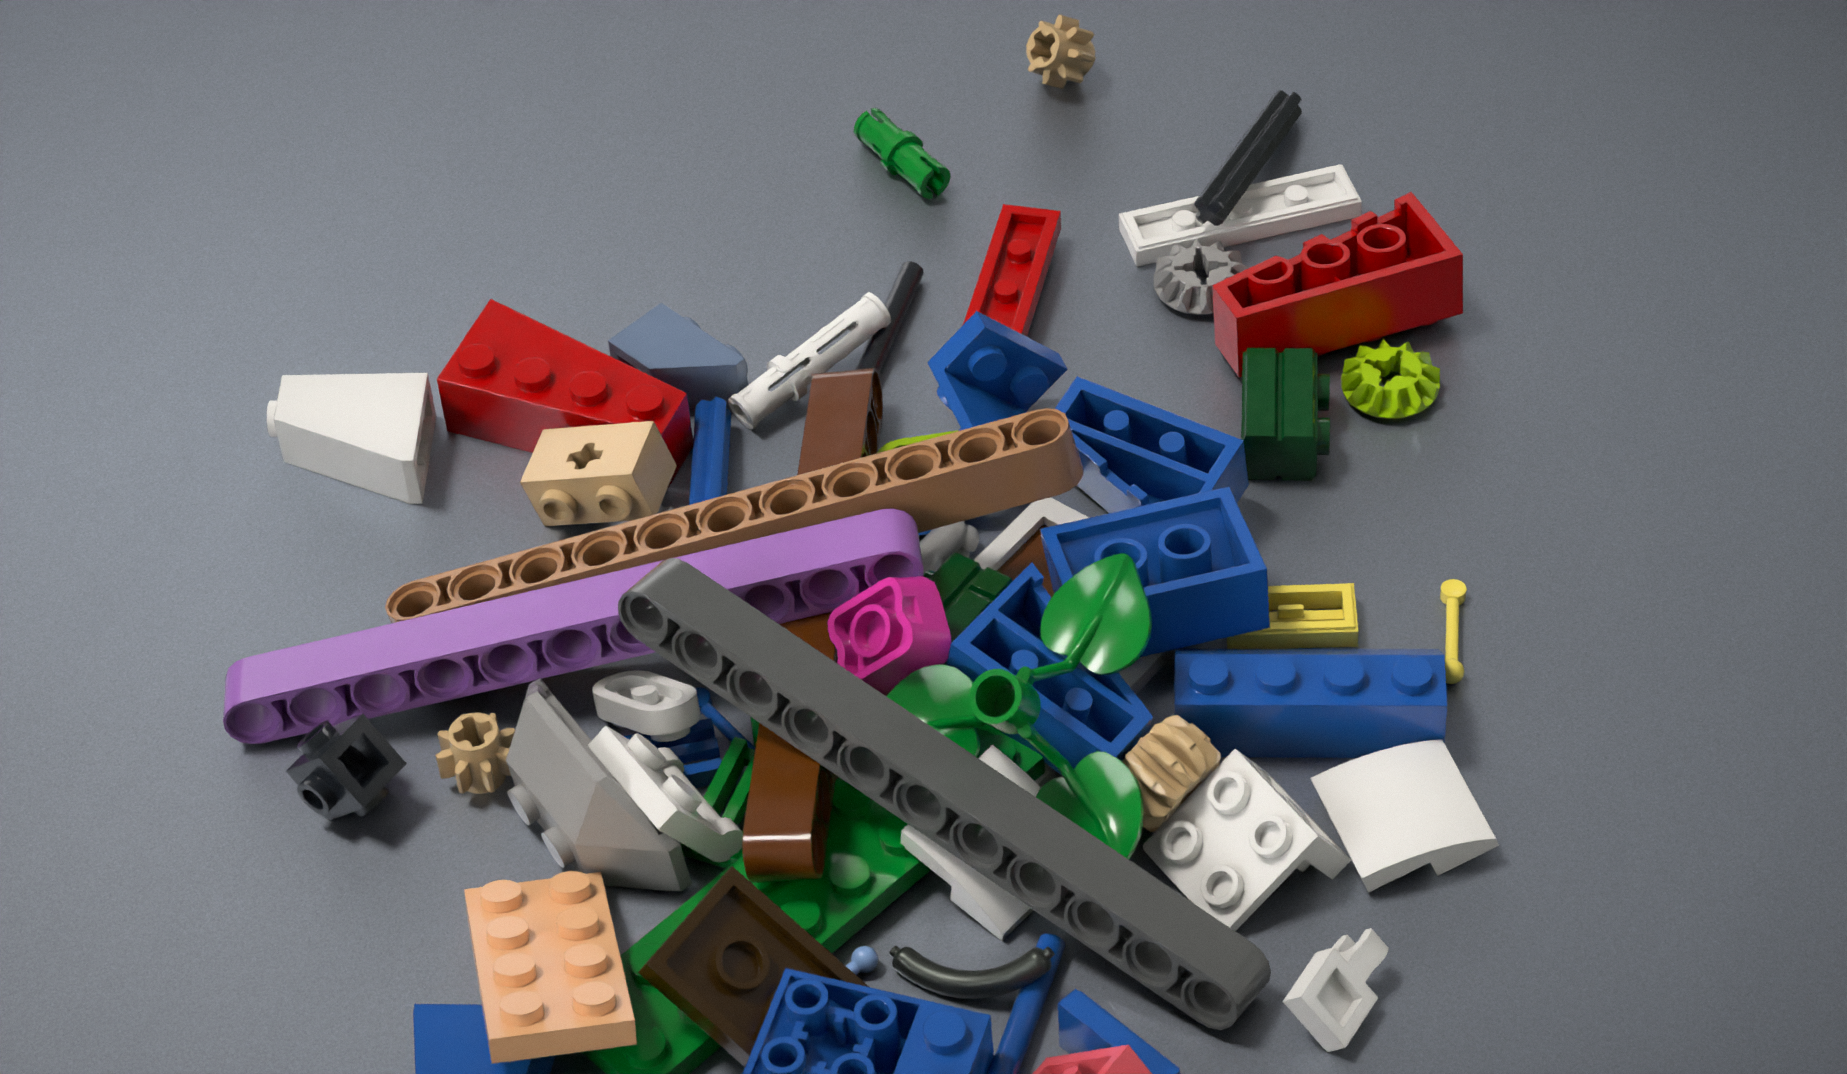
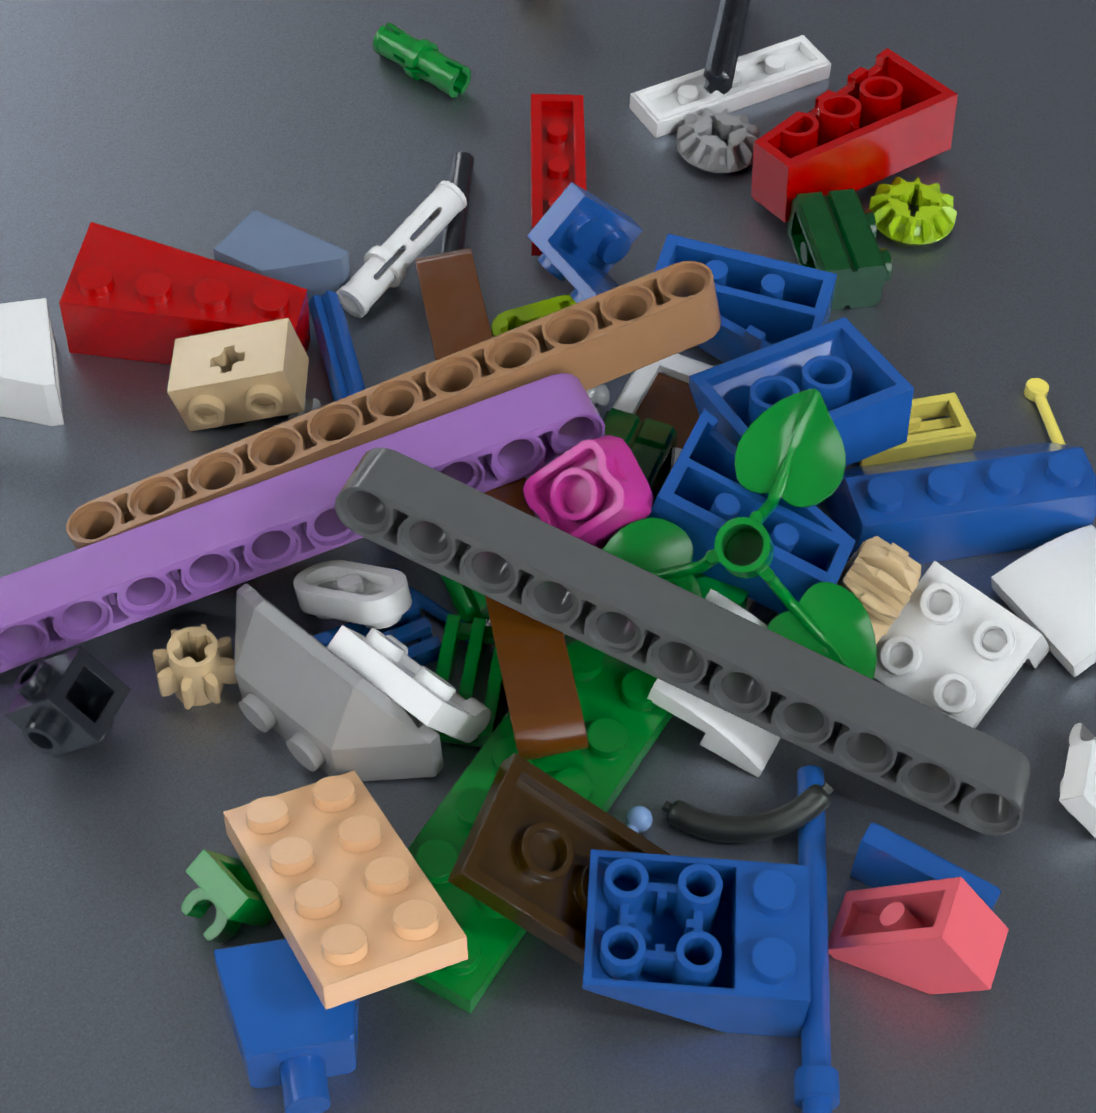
camera: 20 degrees left, 5 degrees up
(446, 959) = (232, 891): none -> green tile

